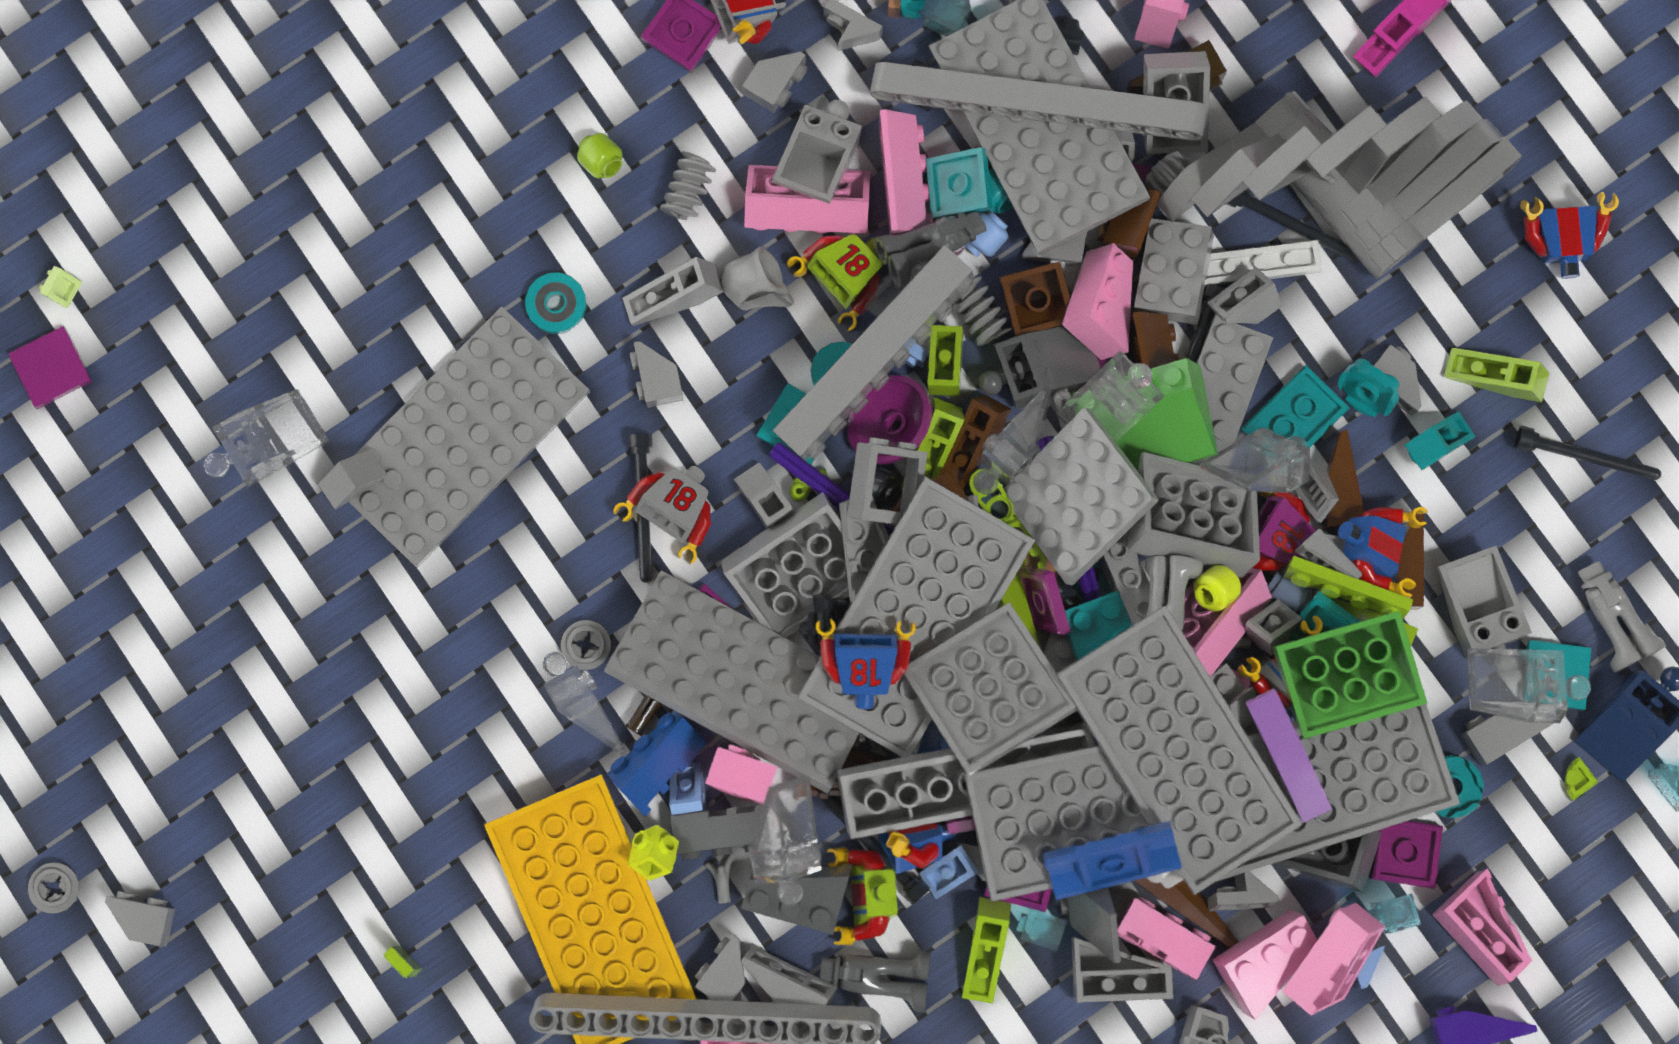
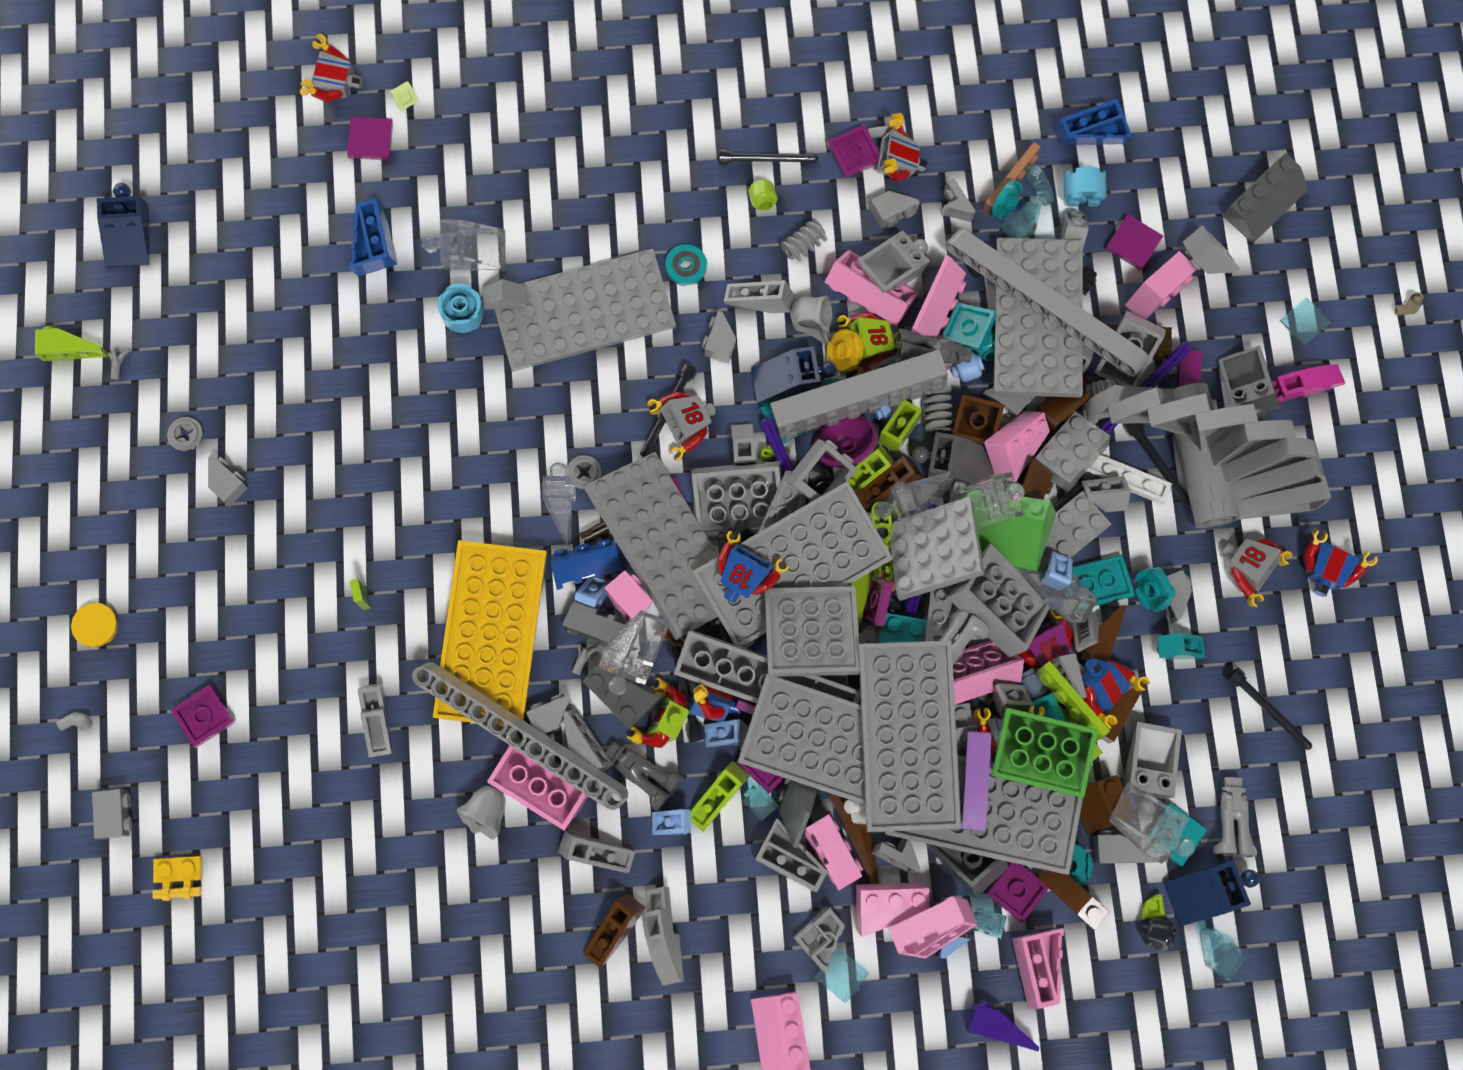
camera: 25 degrees right, 5 degrees down
(139, 502) = (372, 239): none -> blue wedge
(289, 531) = (469, 316): none -> medium azure brick
(525, 130) = (727, 157): none -> black piece
(653, 852) = (549, 615): neon yellow brick -> none
(767, 384) = (785, 377): none -> dark blue slope
(822, 303) = (845, 350): none -> yellow tile
(949, 1015) = (671, 822): none -> light blue slope
(1112, 860) = (828, 779): blue piece -> none
(1217, 588) = (990, 653): neon yellow head -> none
(1224, 114) = (1156, 377): none -> dark purple axle
(1243, 437) = (1058, 572): none -> light blue slope
(1259, 80) = (1189, 369): none -> magenta tile
(1344, 60) = (1249, 381): none -> dark grey slope
(1448, 690) = (1099, 803): none -> reddish brown slope
(1472, 285) = (1253, 565): none -> torso
(1482, 823) = (1075, 897): none -> reddish brown slope
(1498, 373) = (1241, 627): lime slope -> none
(1602, 807) = (1159, 933): none -> black head

